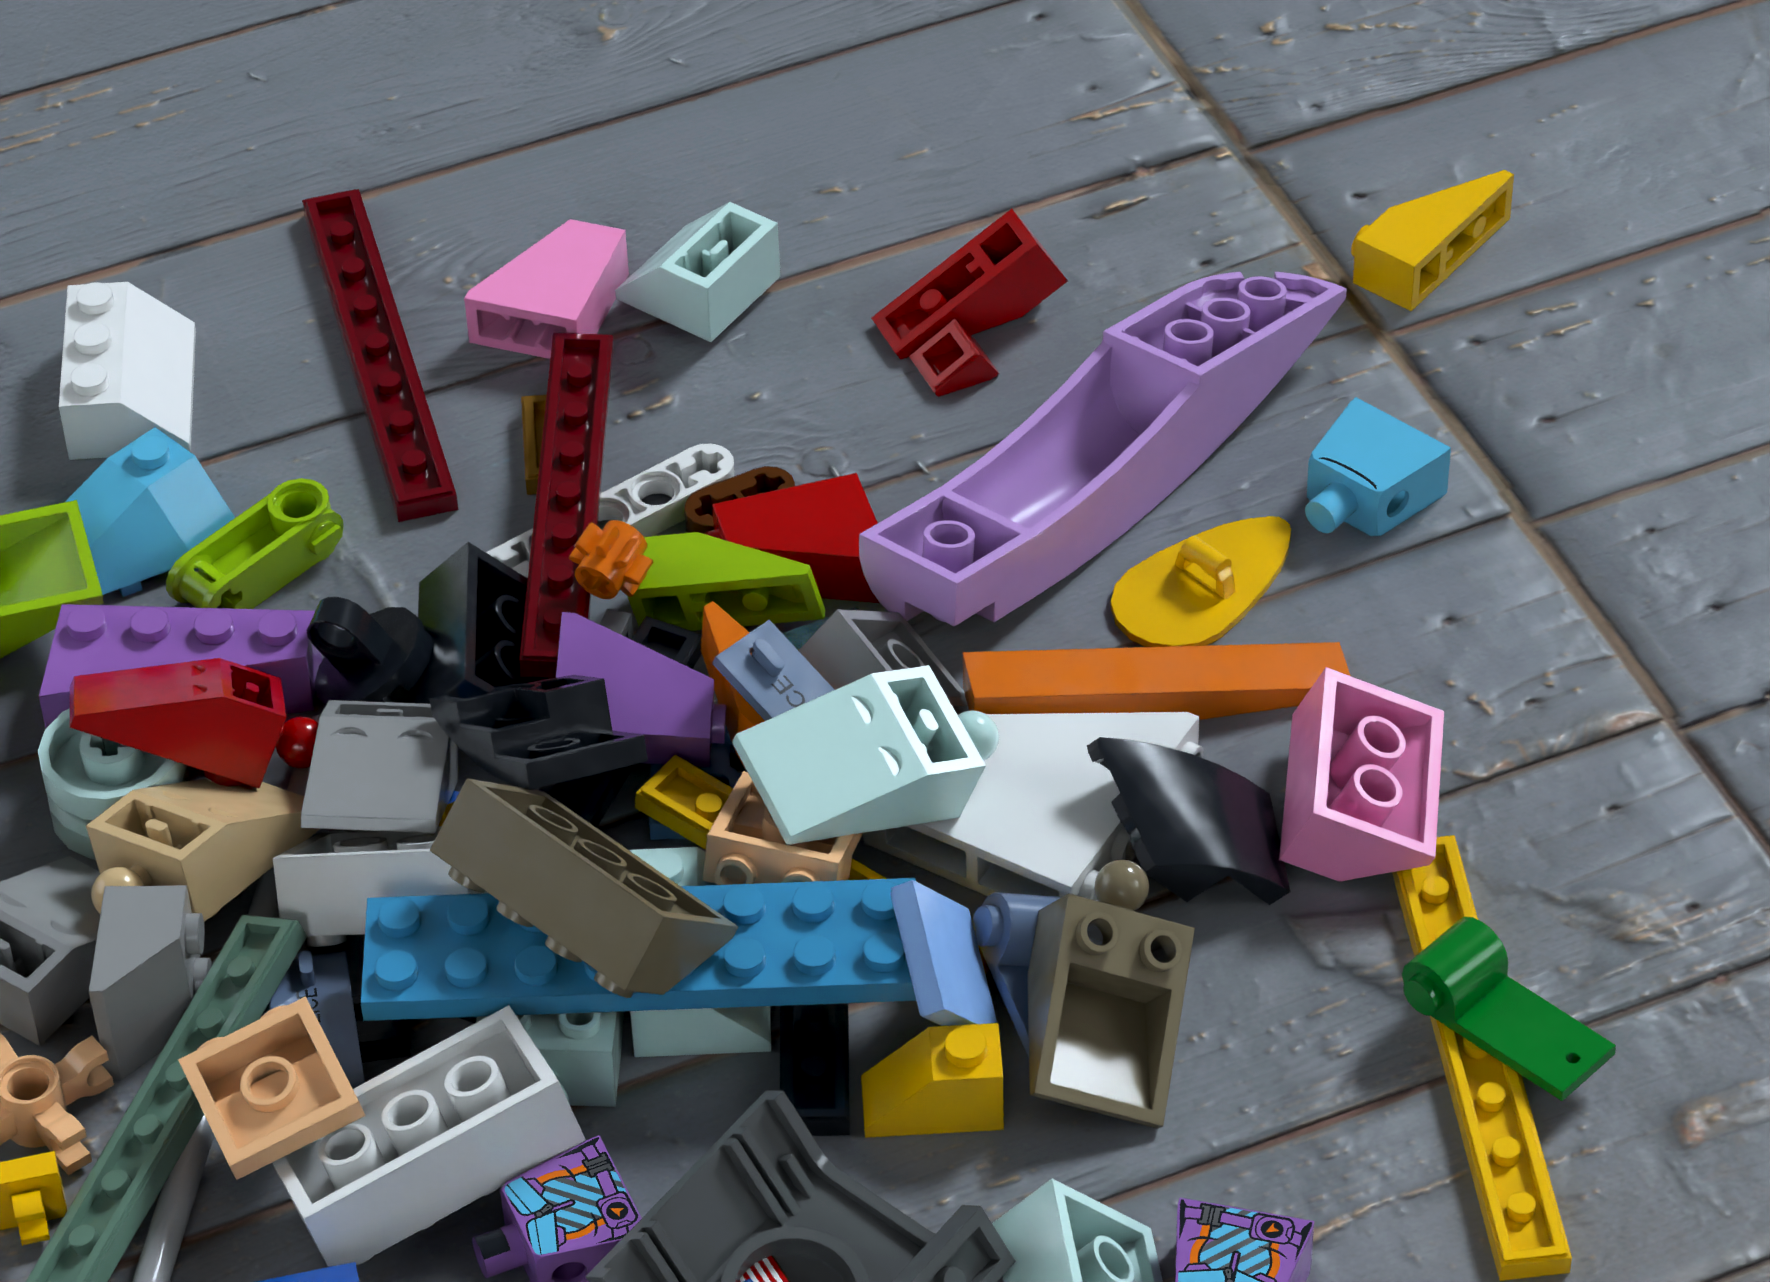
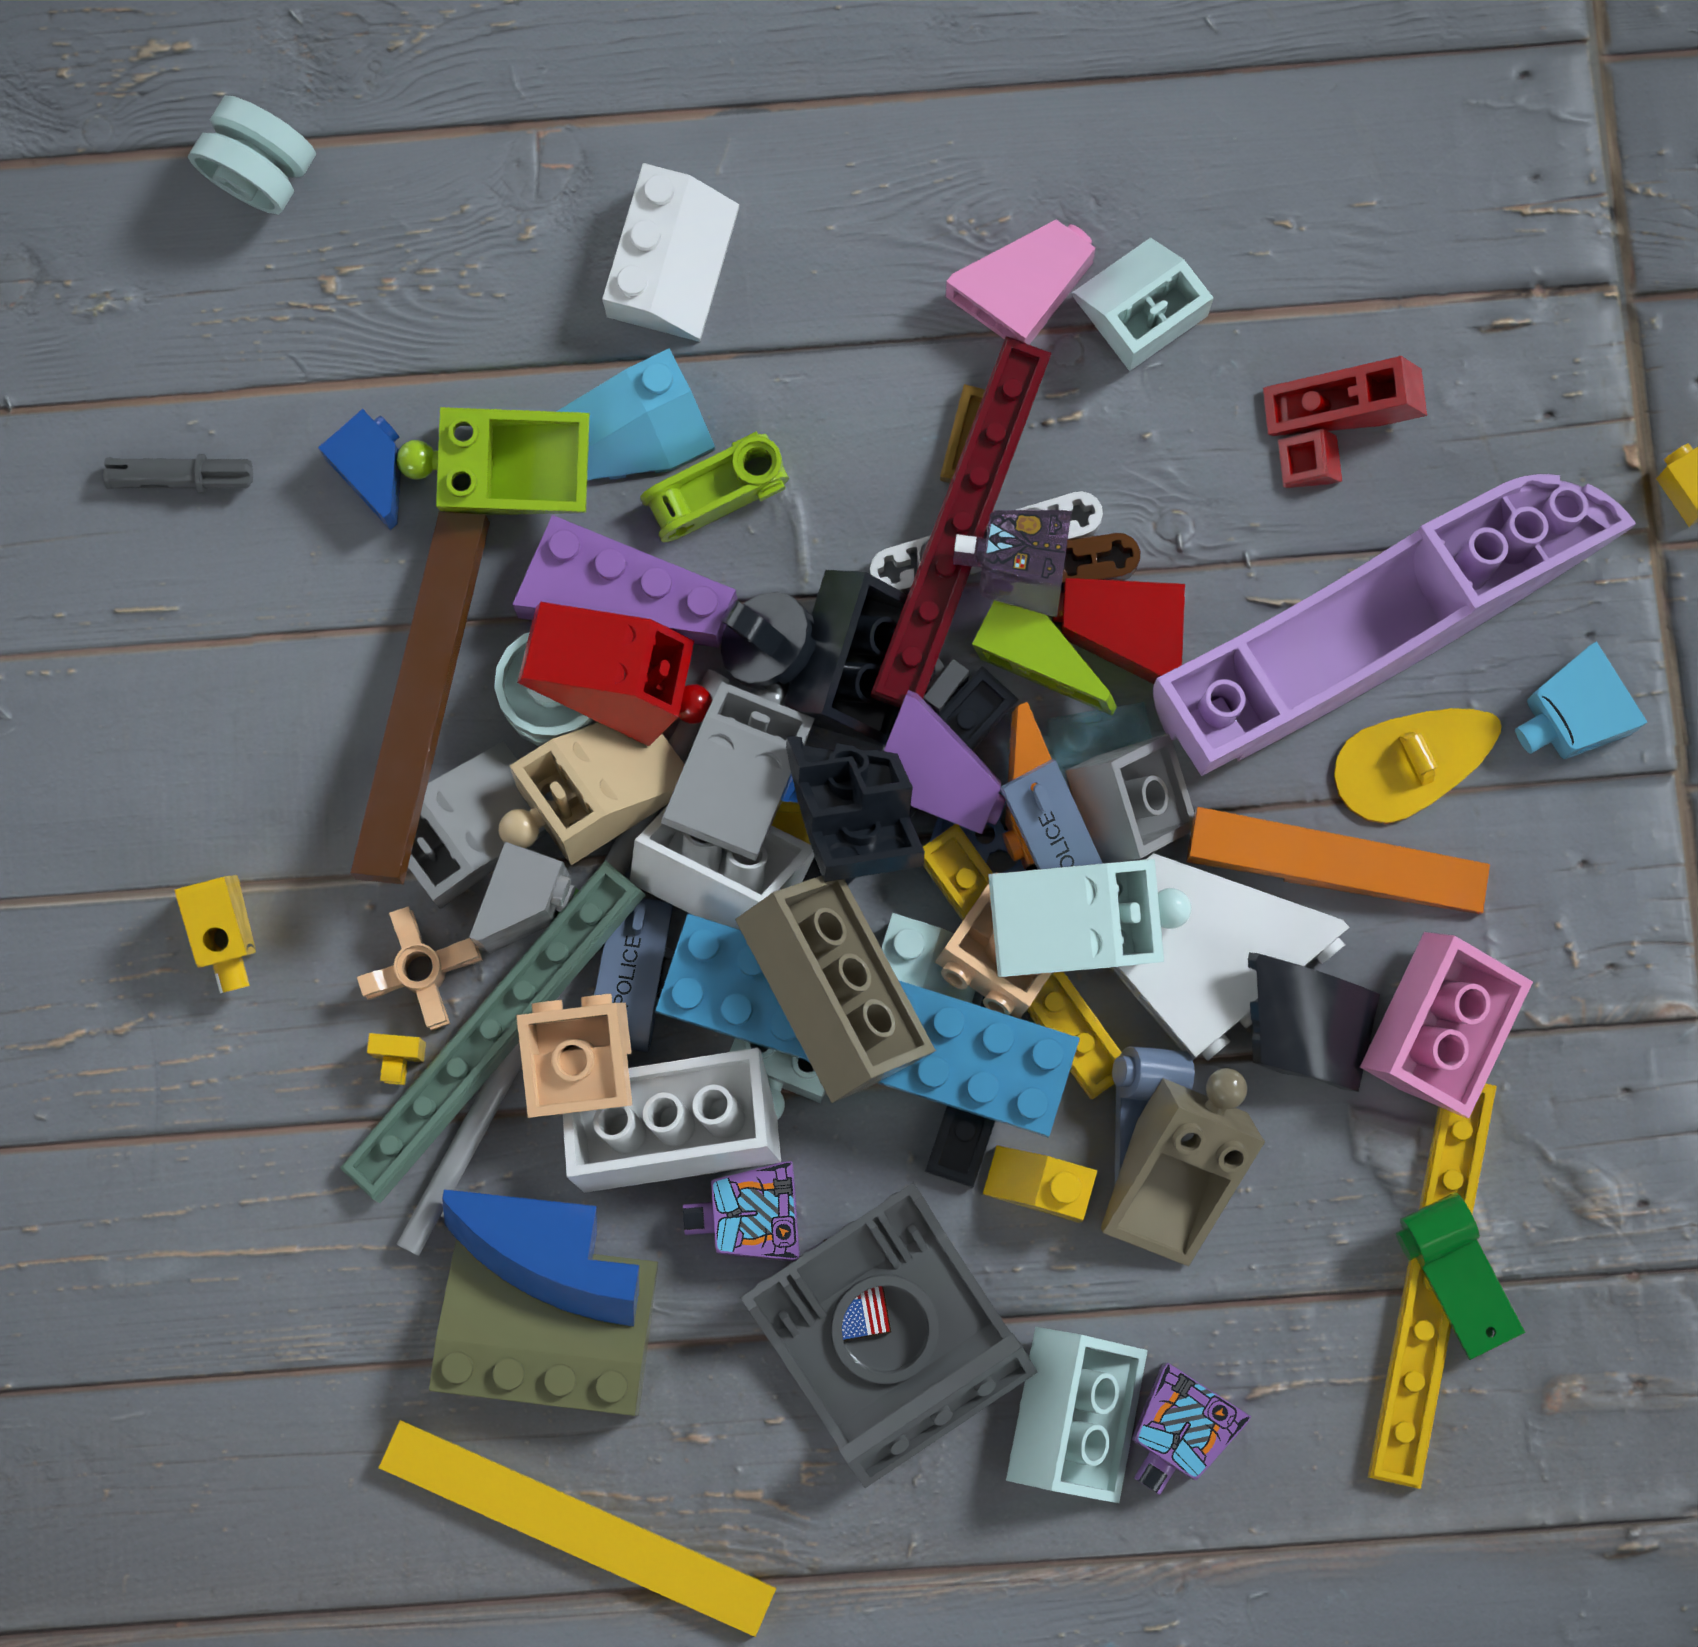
camera: 20 degrees right, 35 degrees up
(380, 356) = (871, 287): dark red tile -> none
(611, 559) = (966, 628): orange gear -> none
(651, 486) = (1020, 557): none -> clear purple torso
(942, 957) = (1077, 1107): light blue tile -> none

